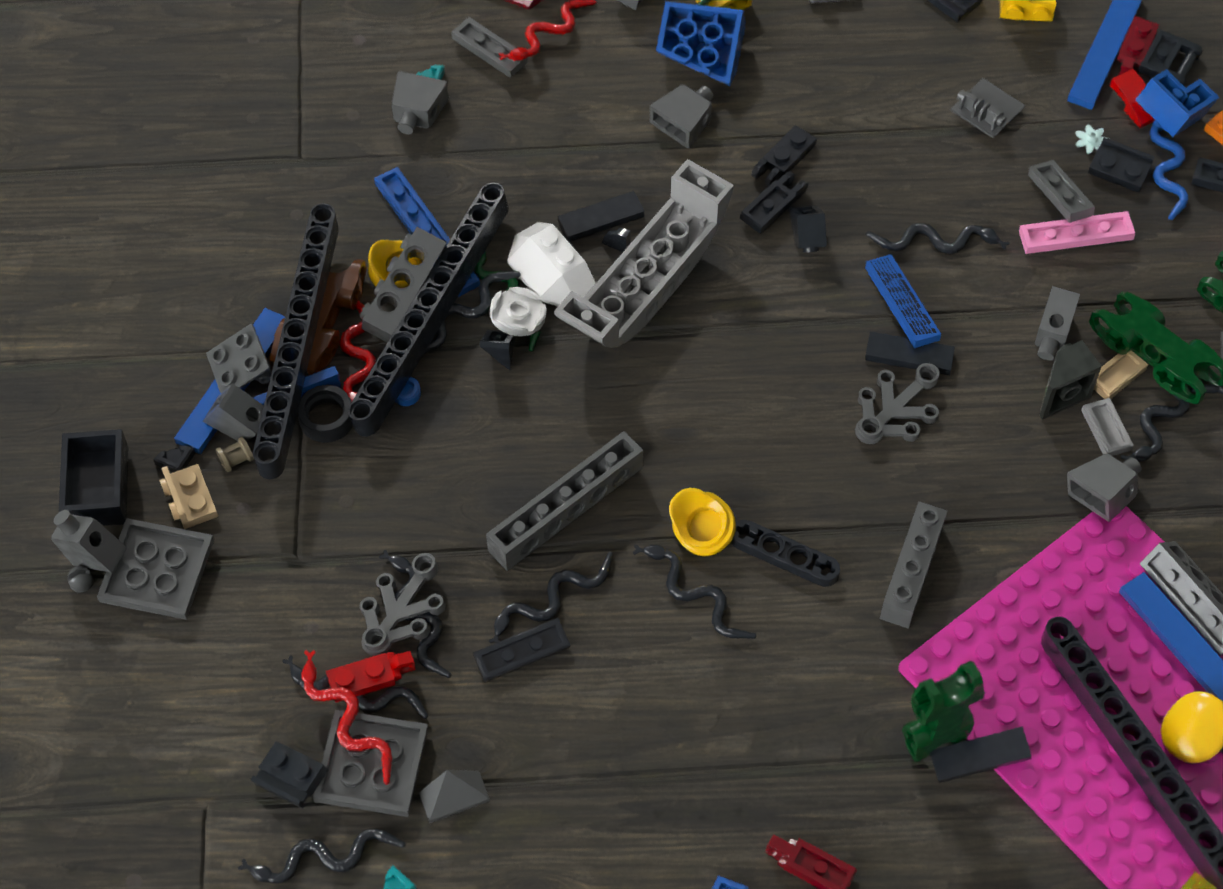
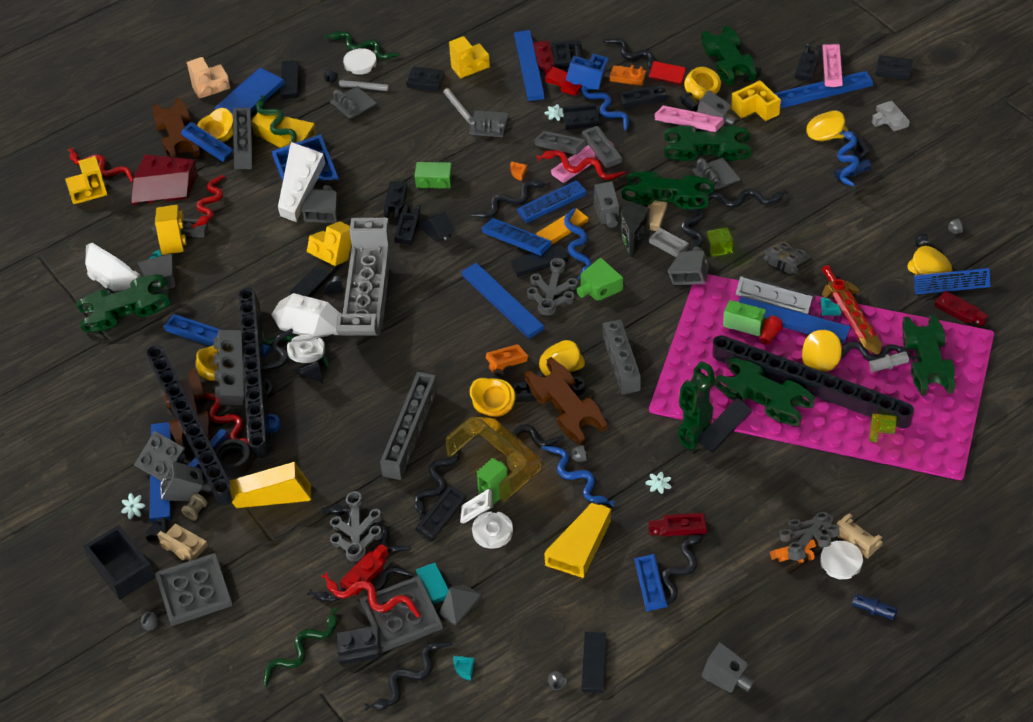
camera: 30 degrees left, 10 degrees down
(86, 542) = (144, 594): dark grey torso -> none
(167, 409) = (132, 506): none -> light aqua plant
(282, 721) = (331, 624): none -> dark green animal
(339, 485) = (271, 487): none -> yellow slope
(361, 62) = (108, 269): none -> white wedge
(361, 123) = (137, 299): none -> dark green piece
(441, 744) = (433, 582): none -> teal tile
(465, 44) = (168, 226): none -> yellow brick
(569, 671) = (476, 506): none -> white slope
(569, 714) = (492, 529): none -> white tile
(610, 648) = (490, 477): none -> bright green brick
(649, 178) = (331, 245): none -> yellow brick
(665, 806) = (579, 542): none -> yellow slope
(673, 61) = (299, 179): none -> white wedge
(673, 642) = (521, 459): none -> clear yellow windscreen
(732, 757) = (599, 500): none -> blue animal
(758, 676) = (578, 454): none -> dark grey hinge
(761, 474) = (506, 357): none -> orange plate
(791, 612) = (573, 411): none -> reddish brown piece
(819, 386) = (502, 301): none -> blue tile
(832, 521) = (566, 354): none -> yellow piece
(833, 787) = (658, 482): none -> light aqua plant
(857, 147) = (433, 175): none -> bright green brick
(964, 403) = (576, 243): none -> blue animal
(966, 57) = (458, 105): none -> light grey bar
(966, 432) = (600, 281): none -> bright green torso
(976, 320) = (558, 230): none -> light orange tile
(978, 201) = (518, 170): none -> orange tile
(989, 273) = (551, 202): none -> blue tile
(1031, 203) = (575, 169): none -> red animal
(1080, 758) = (775, 397): none -> dark green piece
(1111, 230) = (601, 146): none -> dark grey plate
(1122, 609) = (744, 318): none -> bright green brick
(1148, 648) = (771, 328): none -> red cone
(1177, 467) = (720, 241): none -> clear neon green panel

